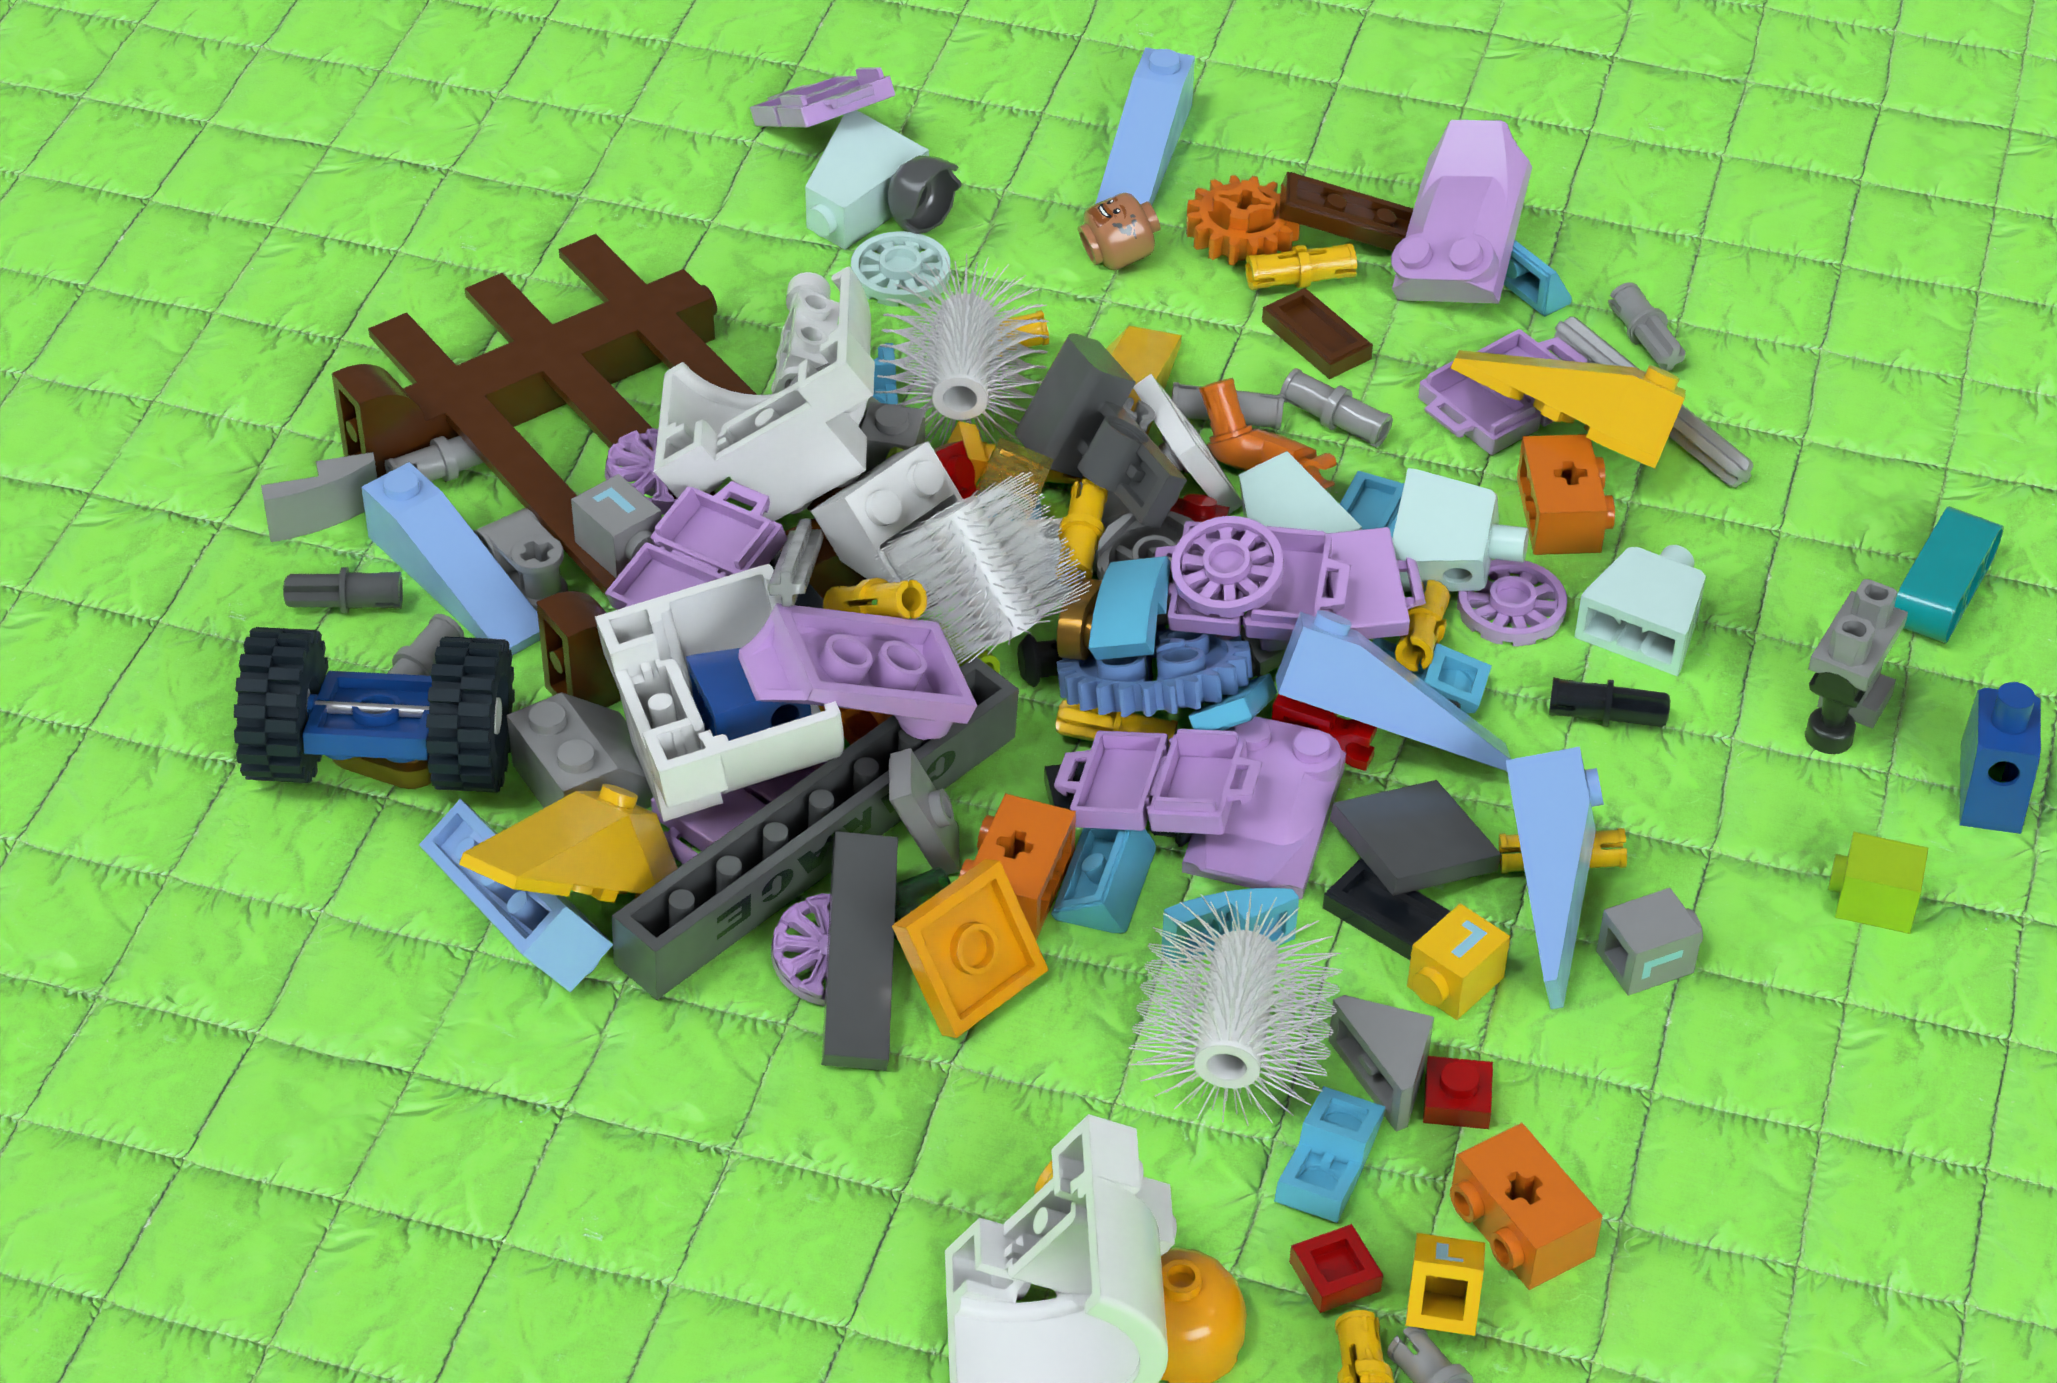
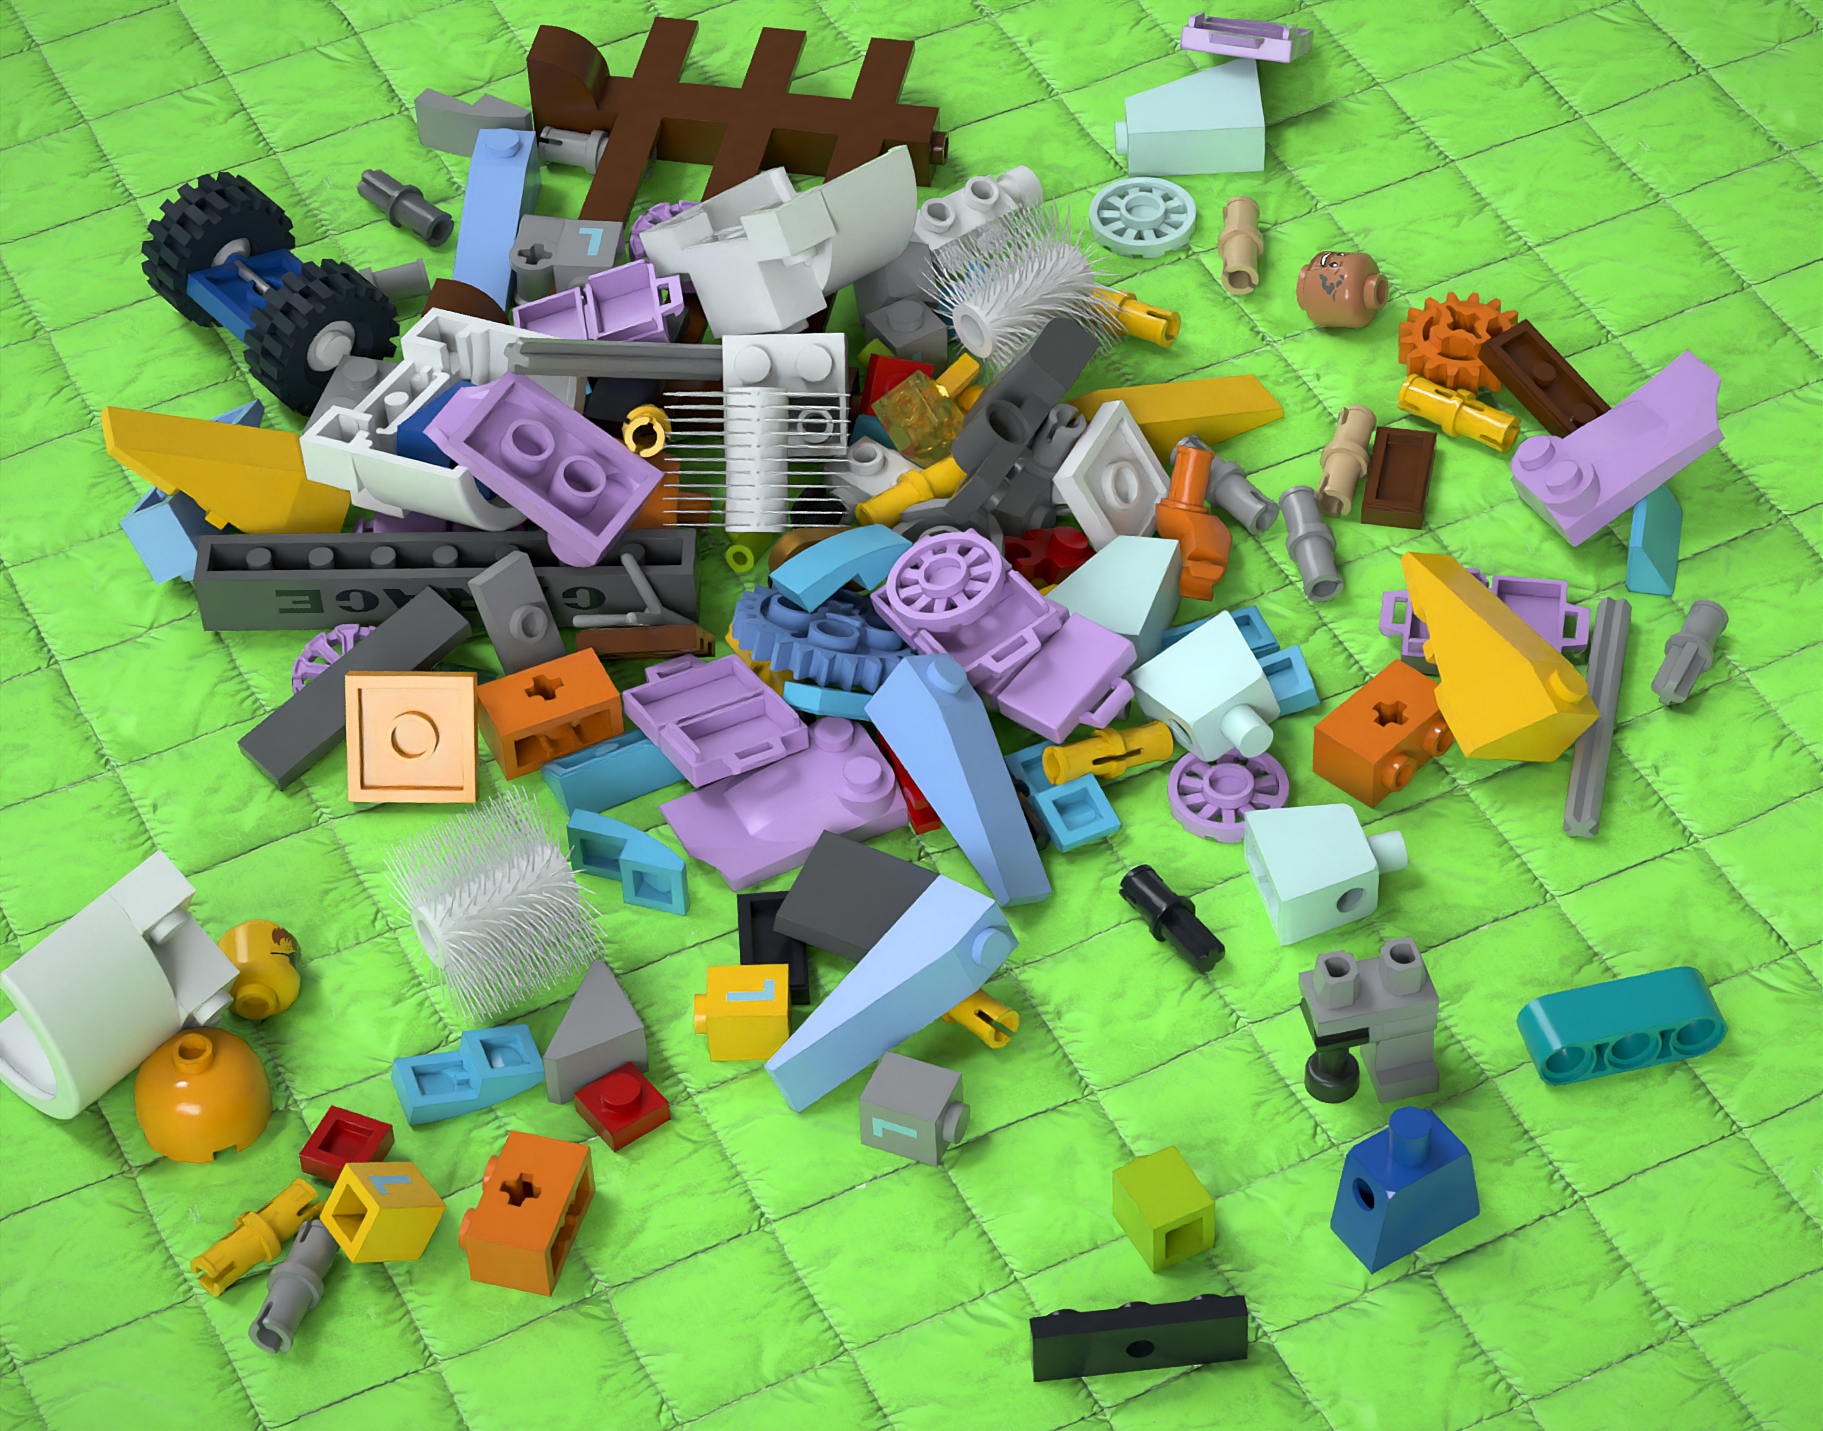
camera: 50 degrees right, 0 degrees up
(922, 193) = (1219, 162): dark grey hair -> none
(1003, 244) = (1240, 245): none -> tan pin
(1004, 746) = (653, 615): none -> light grey plant
(1023, 768) = (647, 643): none -> reddish brown tile
(1149, 125) = (1502, 220): light blue slope -> none
(1275, 339) = (1345, 460): none -> tan pin
(1983, 971) = (1138, 1337): none -> tile

